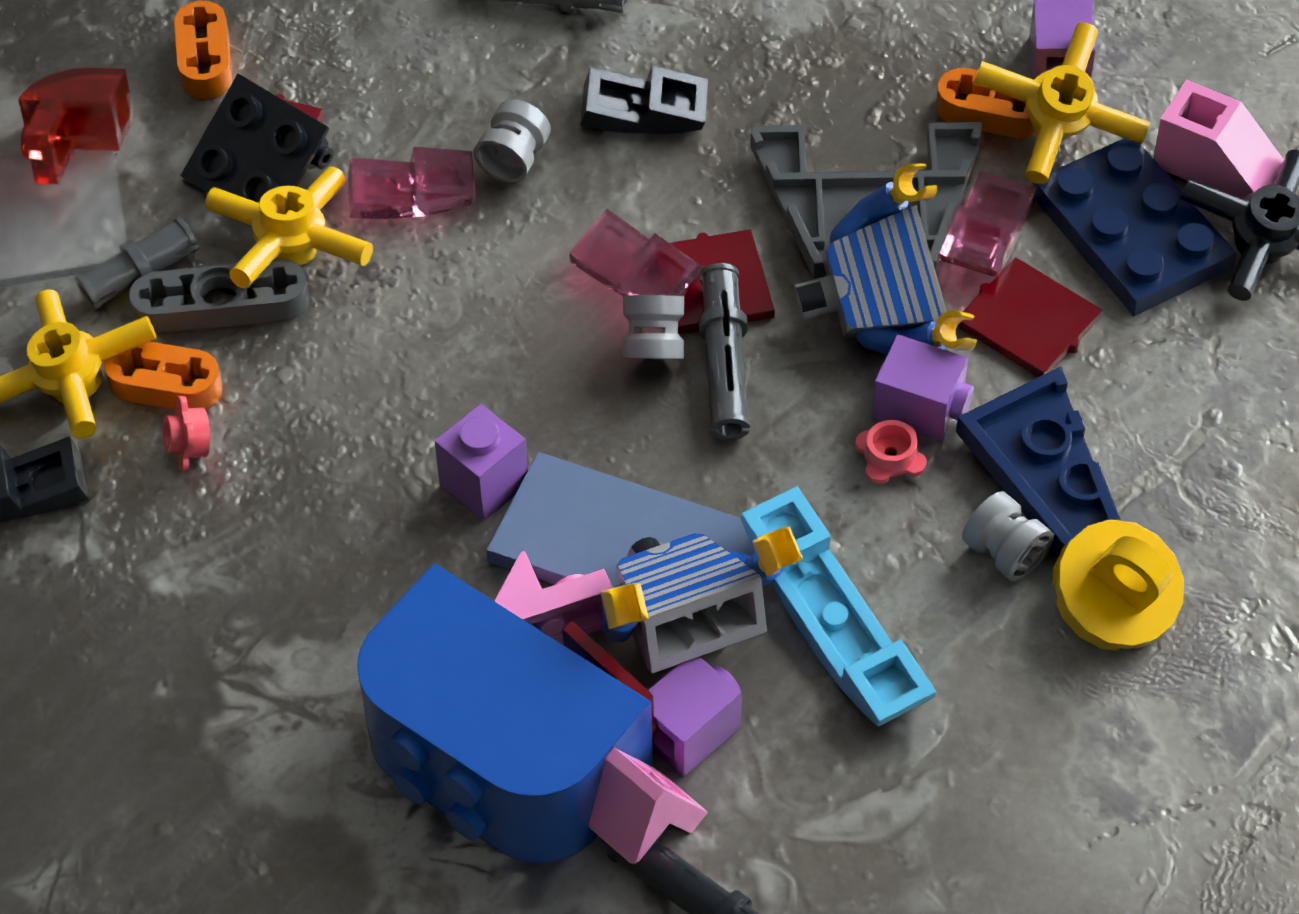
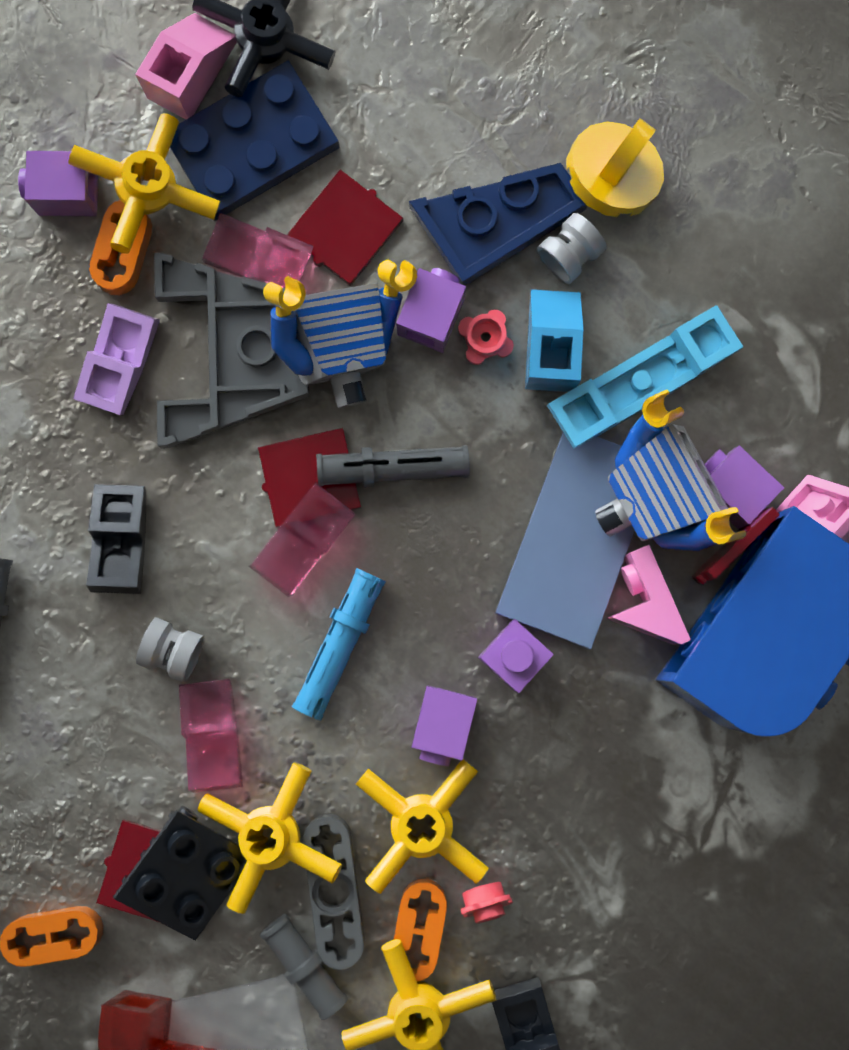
camera: 90 degrees left, 30 degrees up
(285, 371) = (423, 845): none -> yellow bar
(405, 393) = (443, 725): none -> medium lavender brick
(532, 306) = (338, 644): none -> dark azure pin
(653, 312) = (375, 522): light grey wheel -> none
(845, 99) = (117, 359): none -> lavender slope
(884, 506) = (554, 341): none -> dark azure slope

